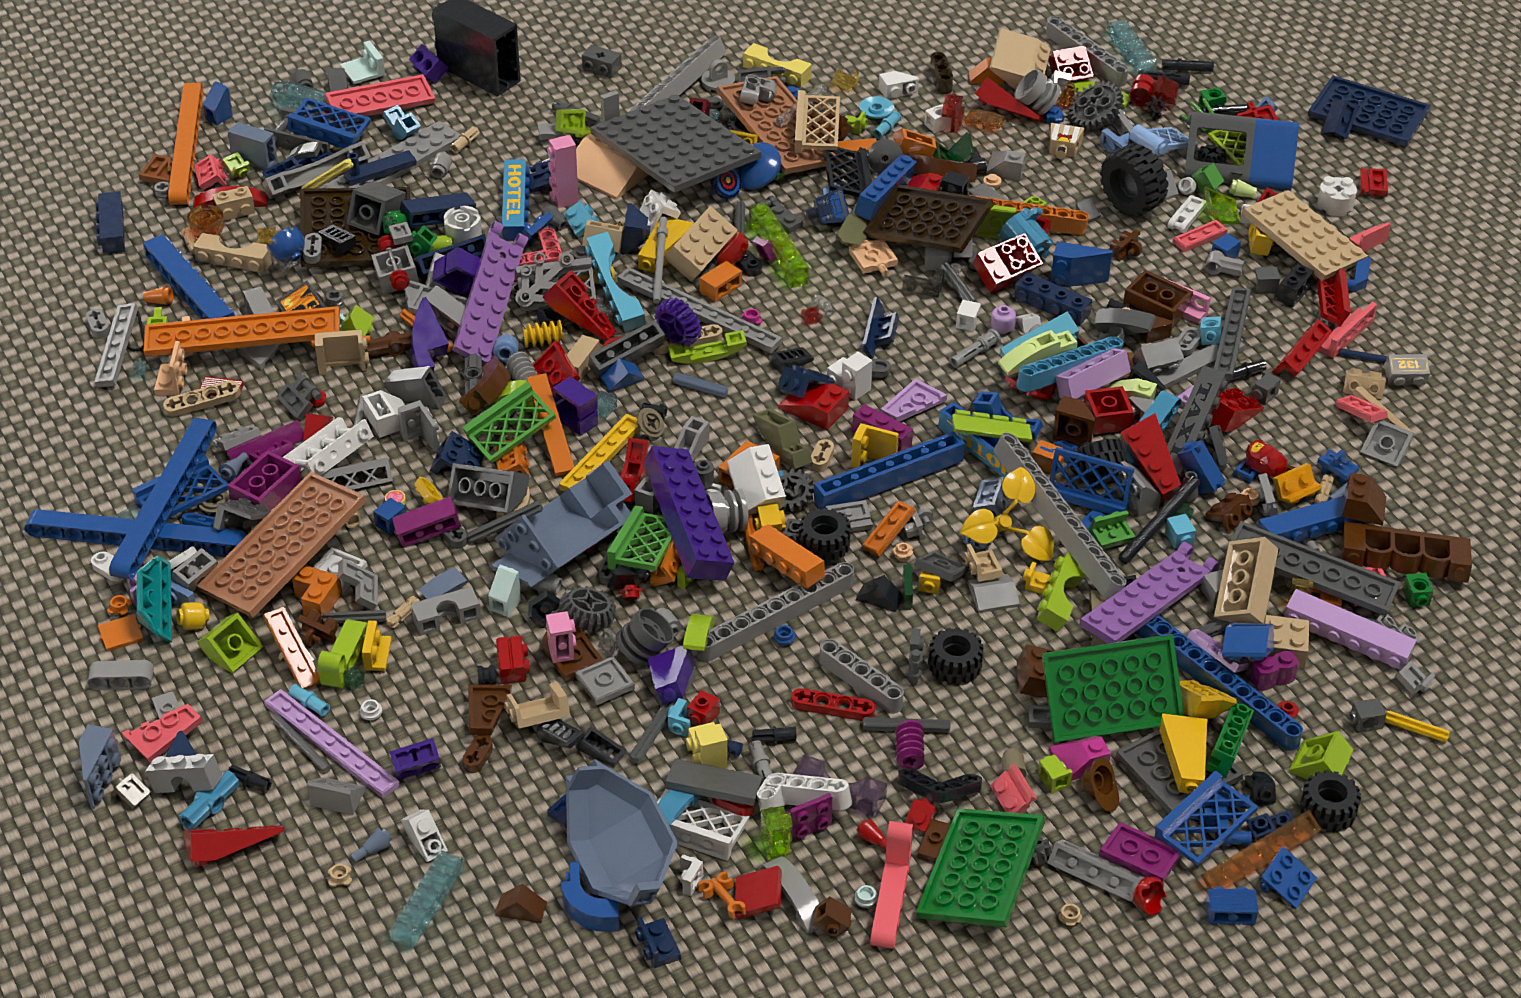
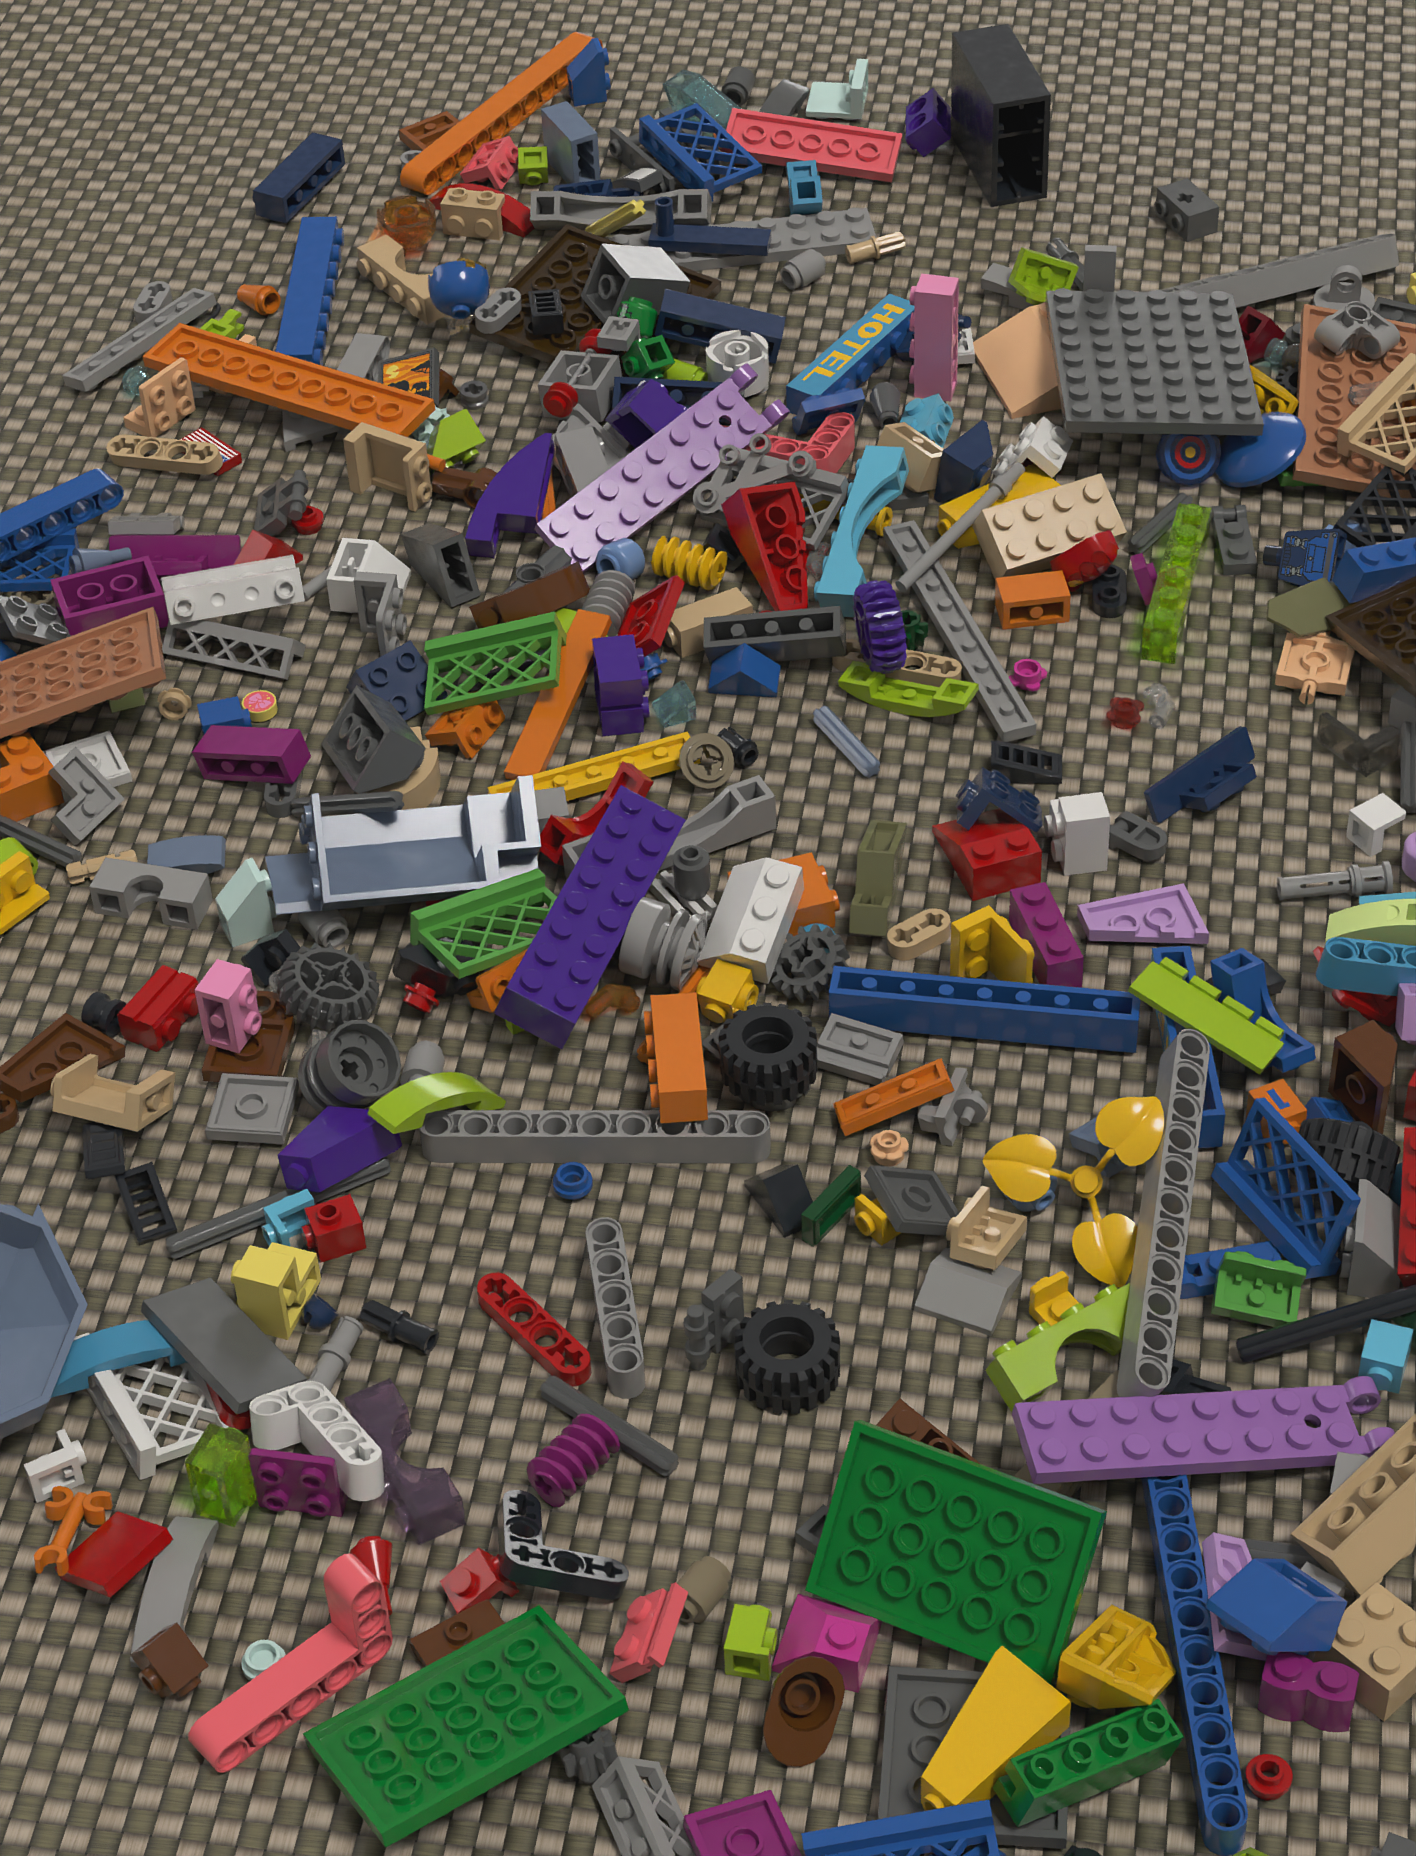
camera: 40 degrees right, 0 degrees up
(427, 490) = (306, 712): yellow plate -> none

